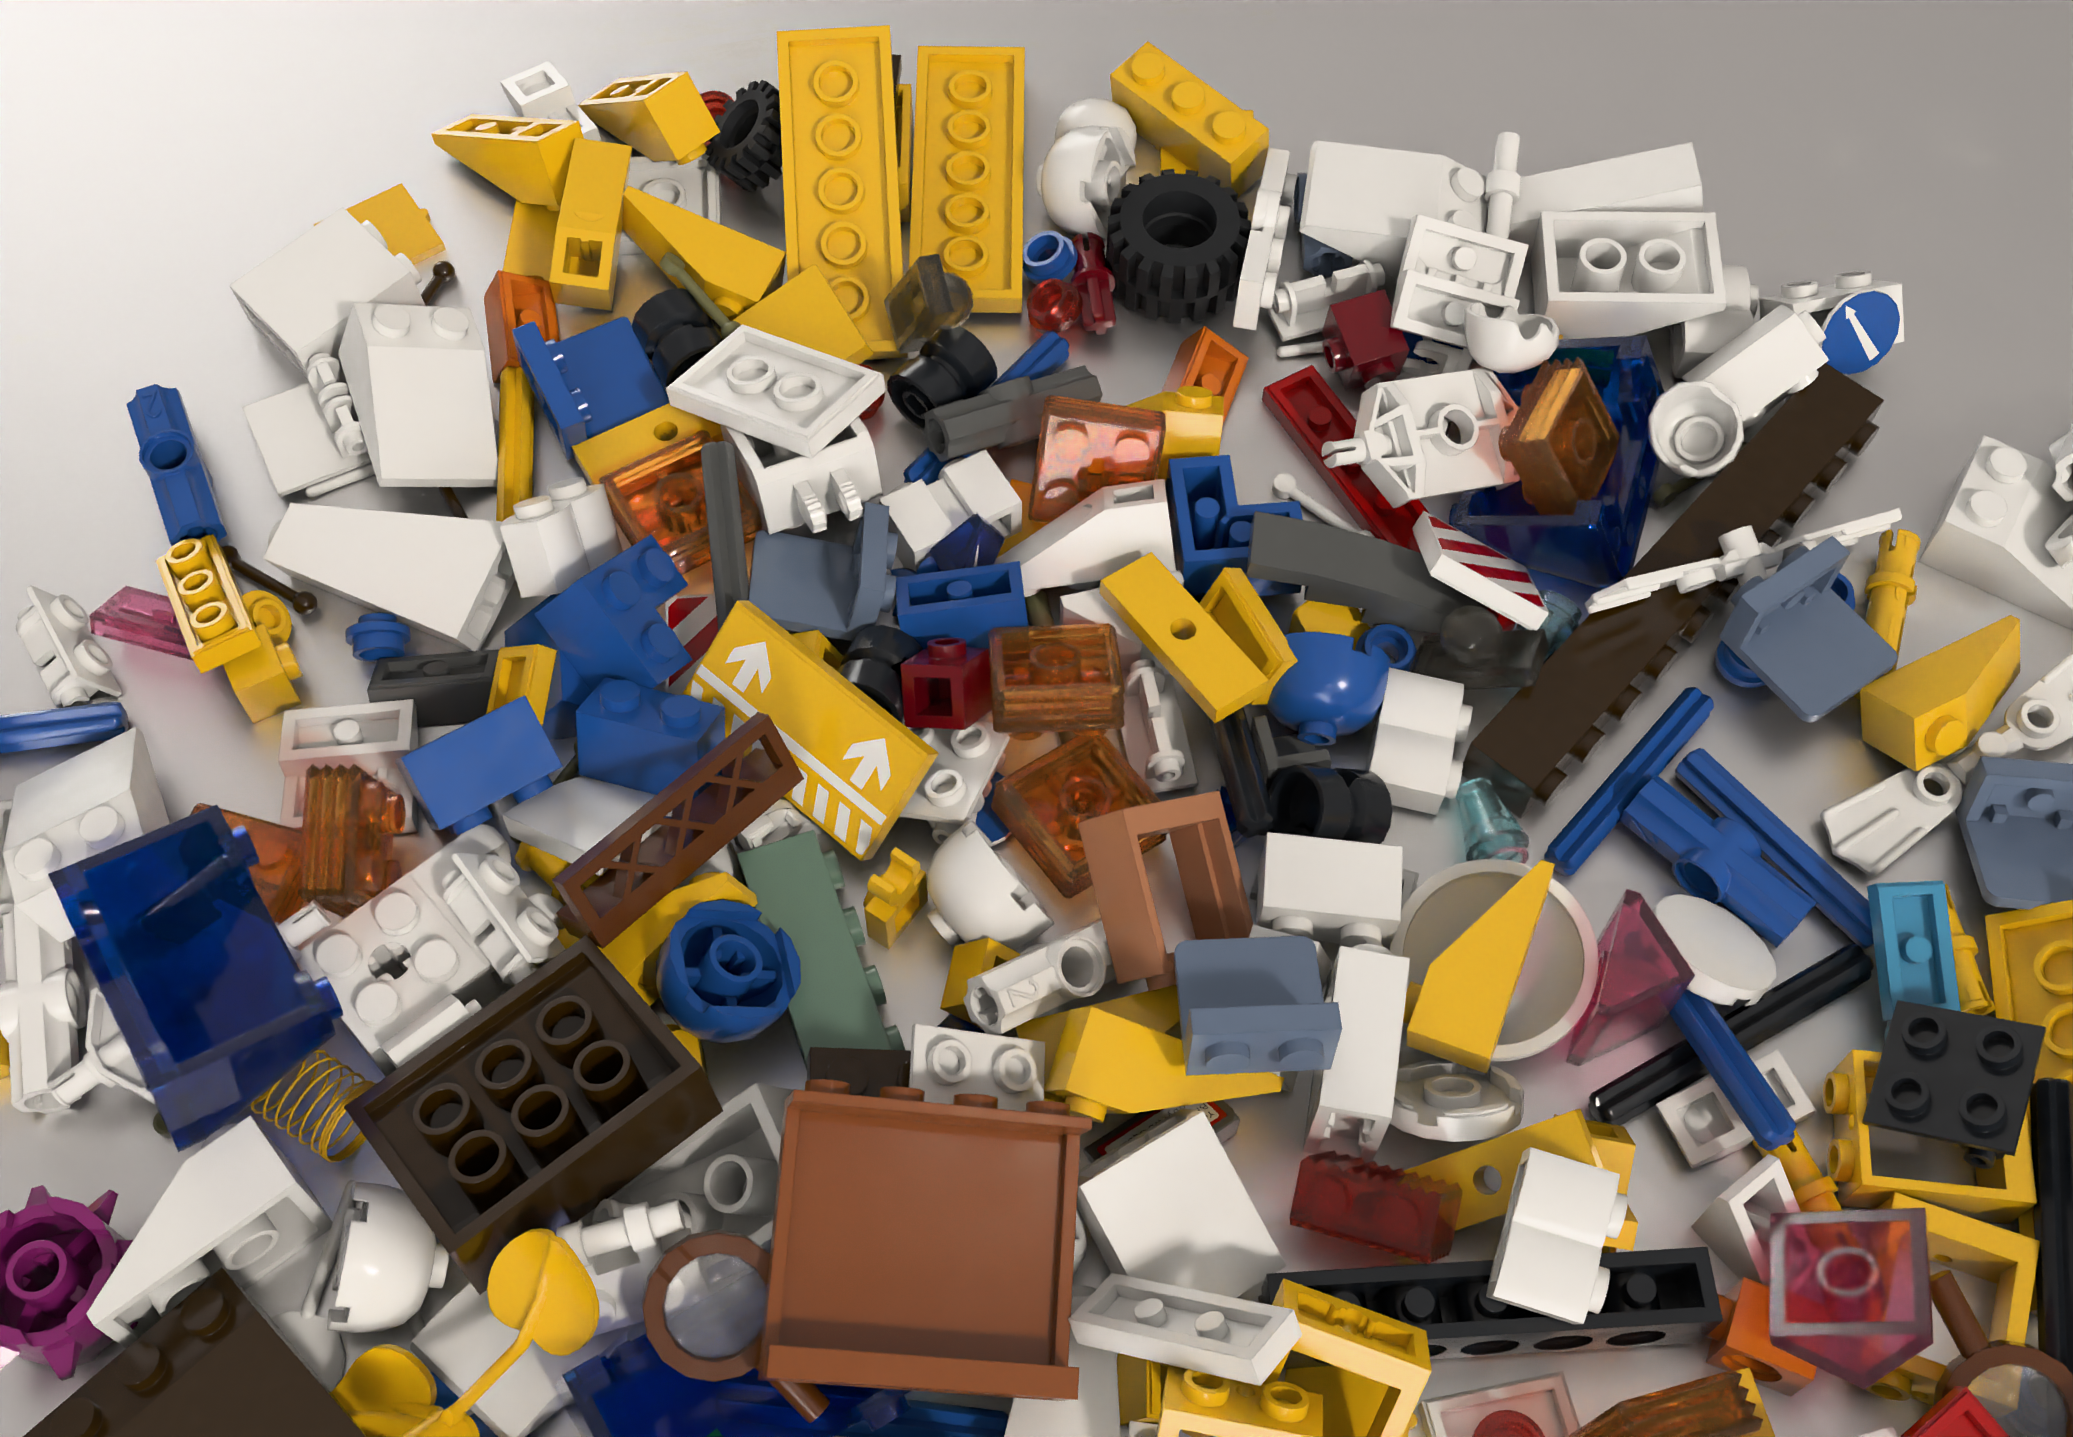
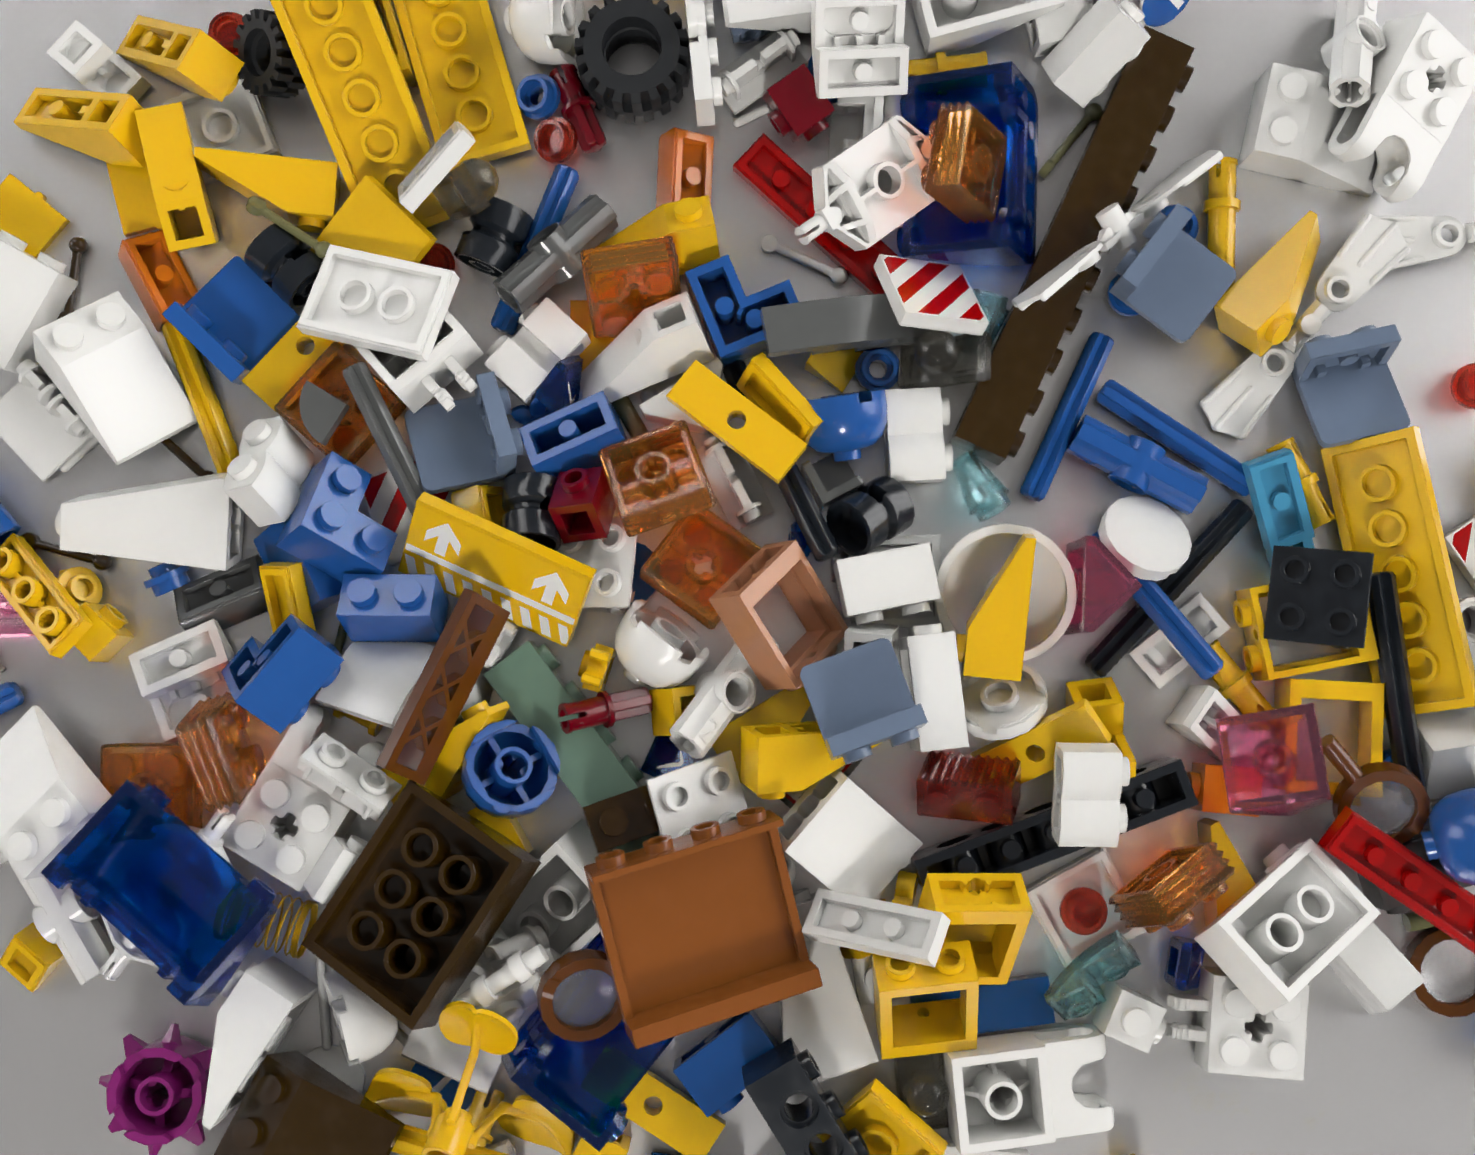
camera: 15 degrees left, 25 degrees up
(656, 491) = (321, 412): none -> dark grey tile
(877, 275) = (434, 166): none -> white tile
(886, 942) = (605, 709): none -> dark red axle
(1511, 340) = (910, 89): white hair -> none
(1695, 429) = (1062, 122): white hair -> none

